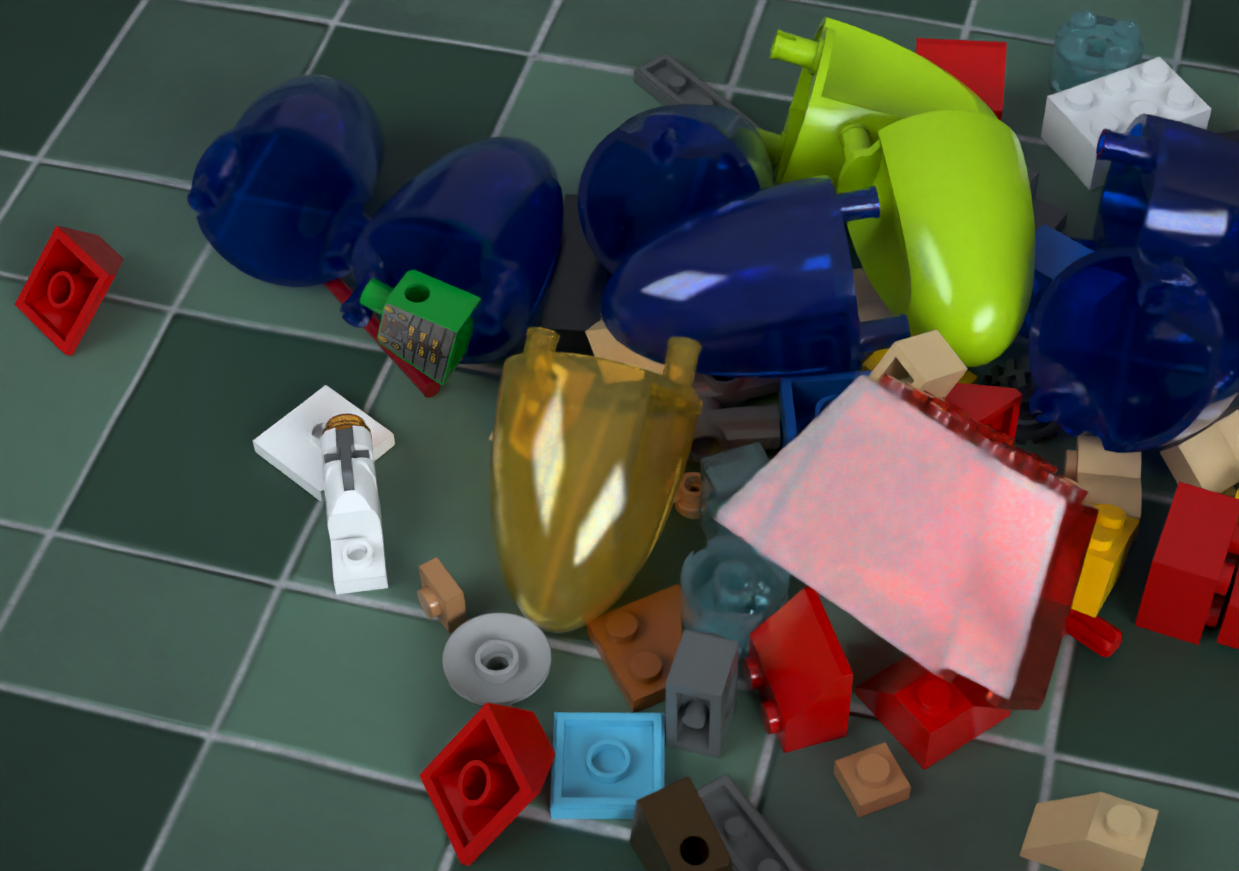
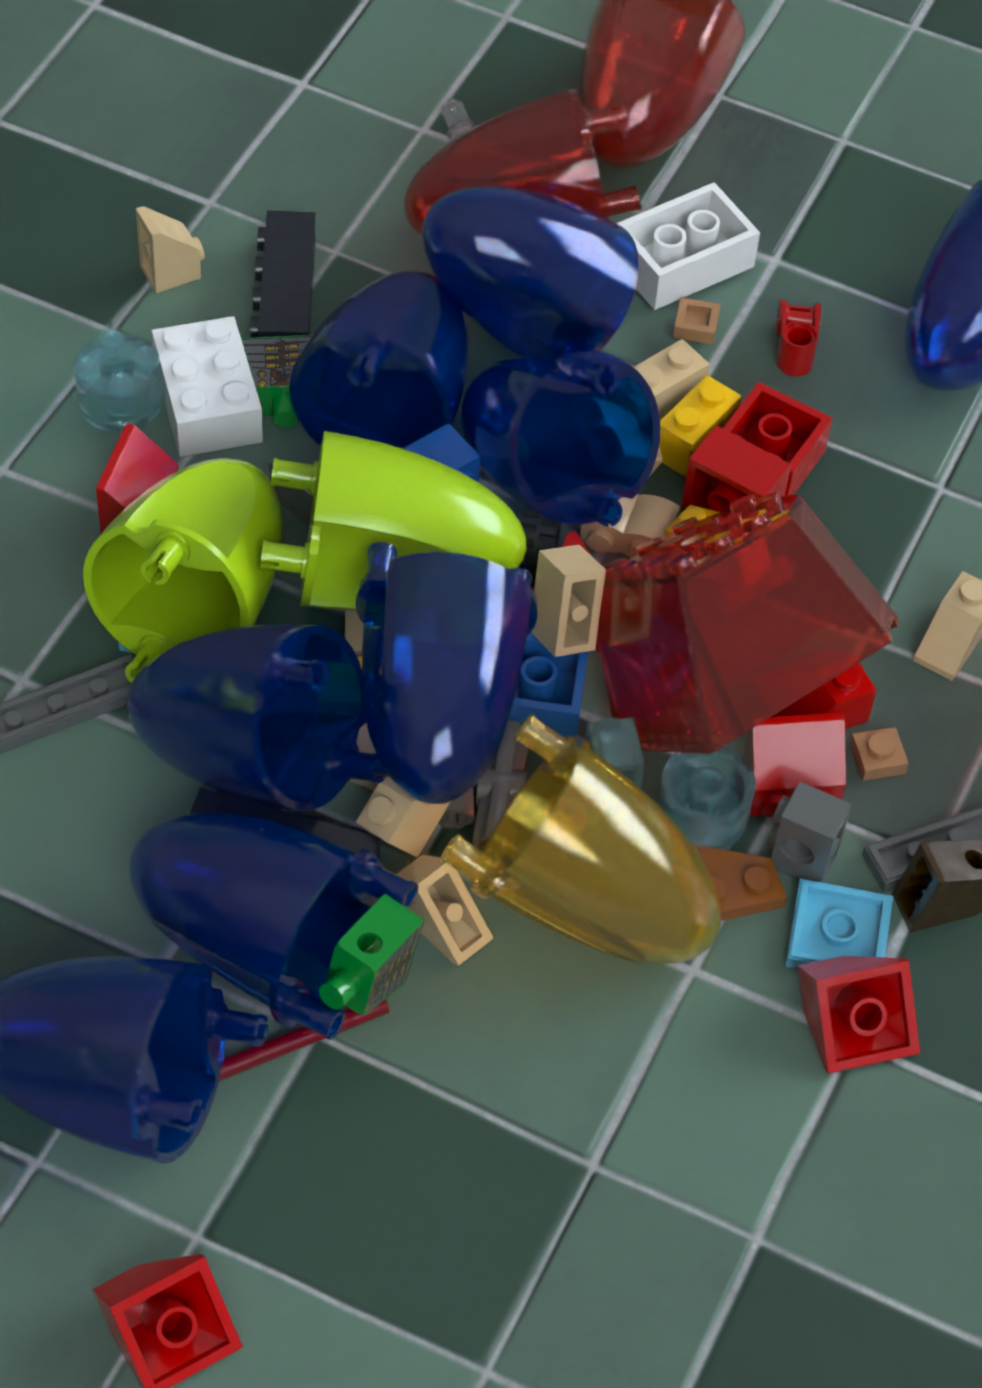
camera: 85 degrees left, 5 degrees up
(295, 440) = (433, 1106): white plate -> none
(353, 505) = (536, 1078): white plate -> none
(441, 595) = (653, 1022): medium nougat plate -> none
(491, 643) = (737, 972): light grey dish -> none

